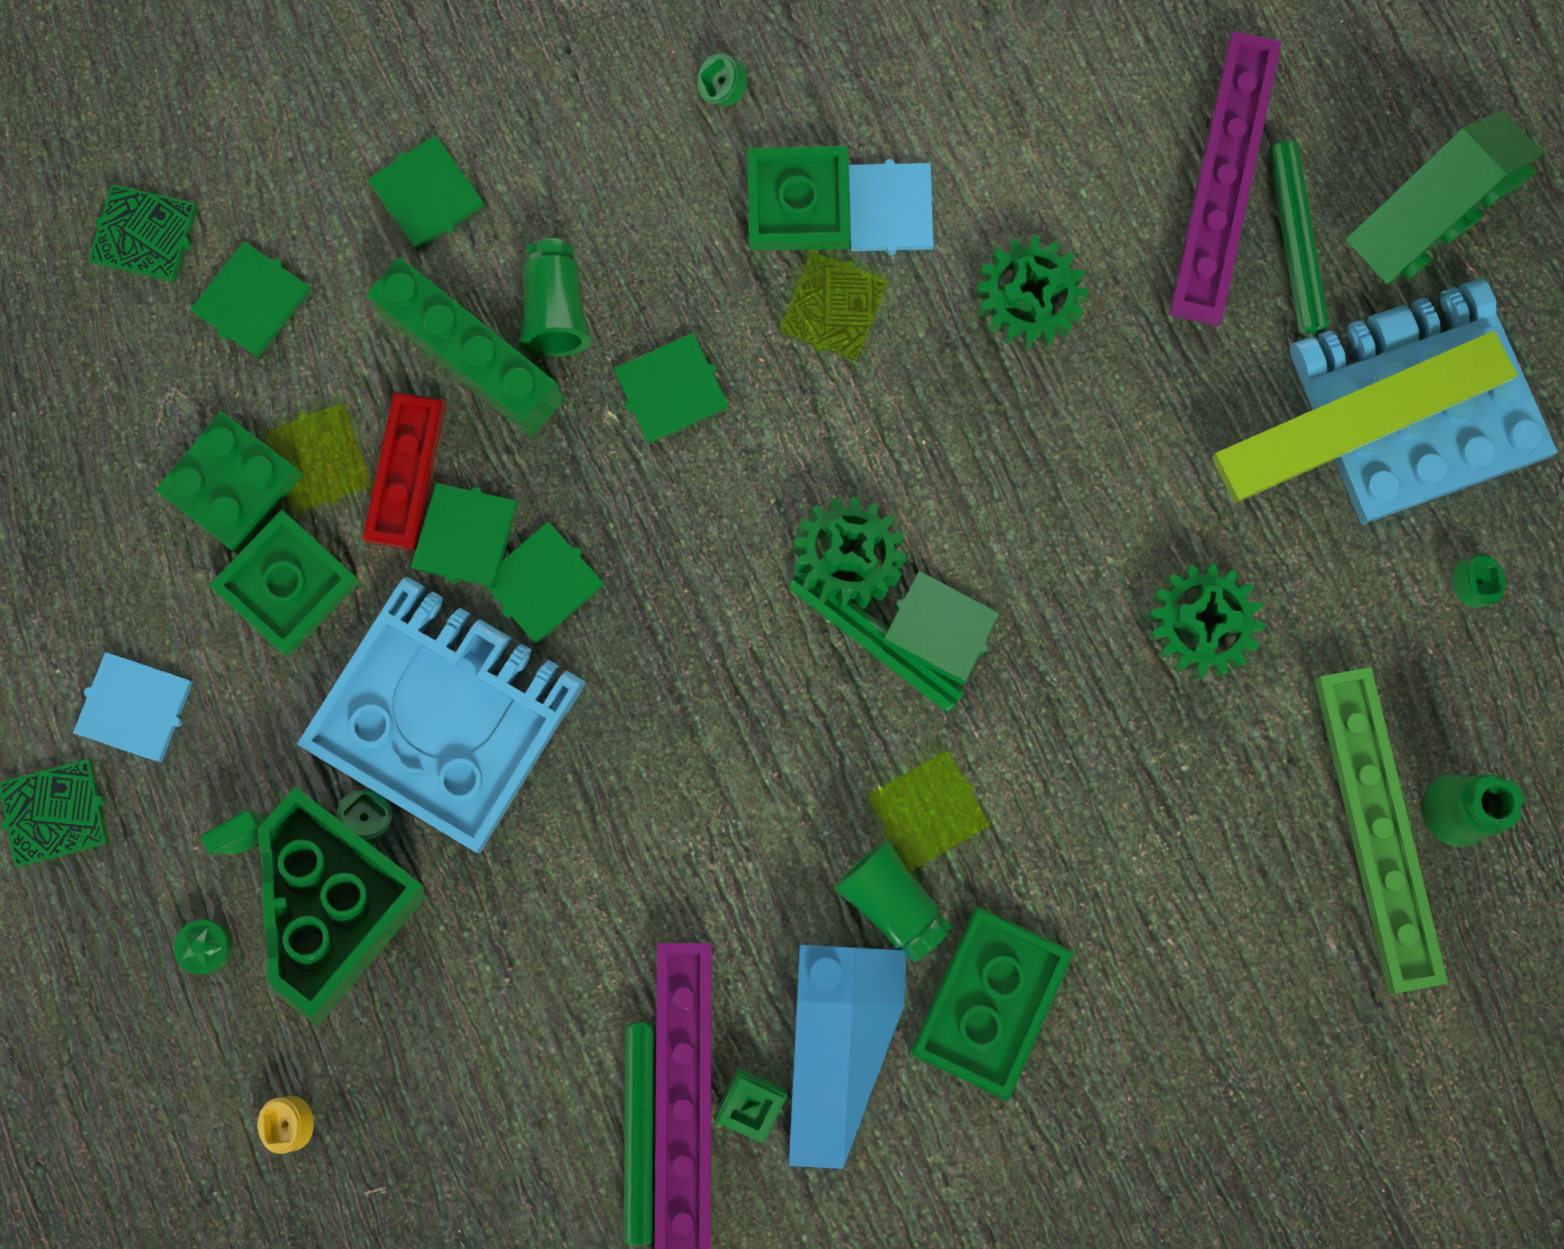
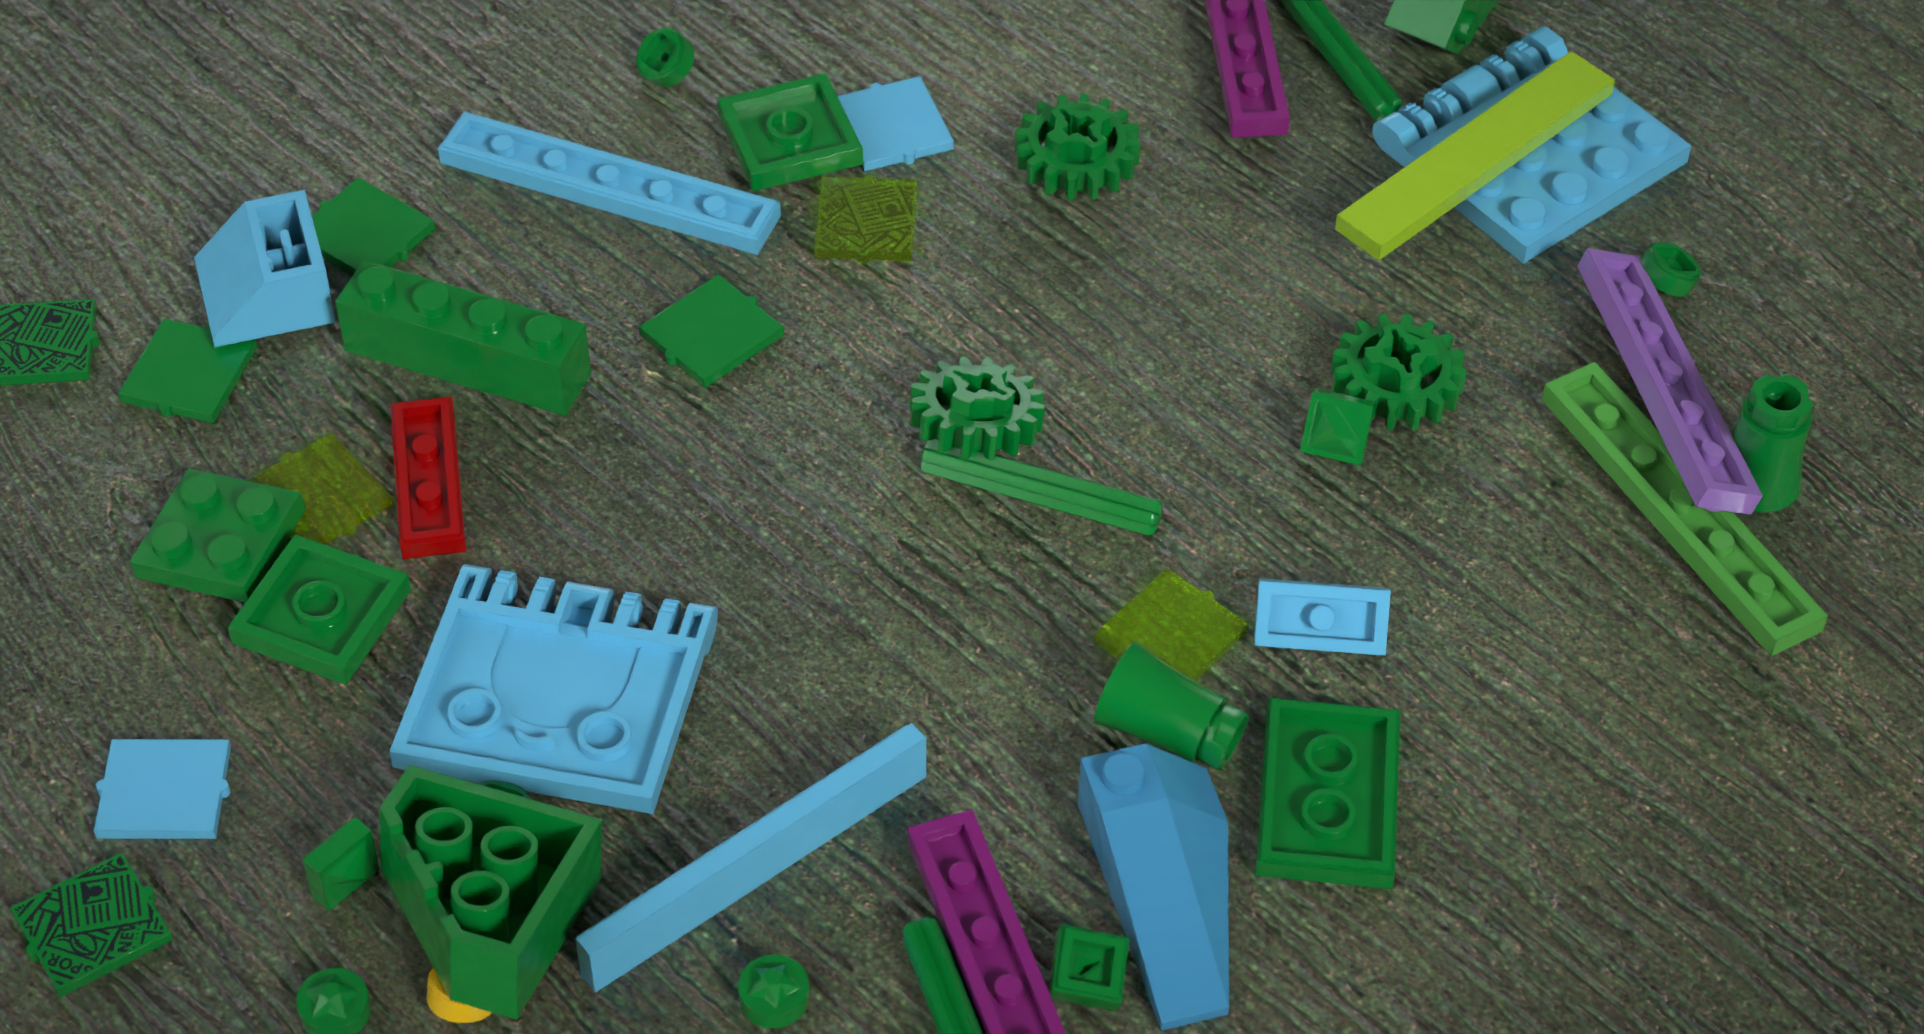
camera: 20 degrees left, 30 degrees down
(327, 231) = (264, 272): none -> medium azure slope
(464, 535) = (521, 516): green piece -> none
(517, 1042) = (773, 991): none -> green tile
(535, 927) = (750, 857): none -> medium azure tile
(544, 583) = (630, 539): green piece -> none
(552, 301) = (550, 270): green plant -> none
(636, 203) = (610, 182): none -> medium azure tile
(940, 628) = (1109, 454): green piece -> none
(1046, 847) = (1322, 616): none -> medium azure plate
(1133, 662) = (1337, 426): none -> green tile
(1421, 712) = (1669, 383): none -> medium lavender plate

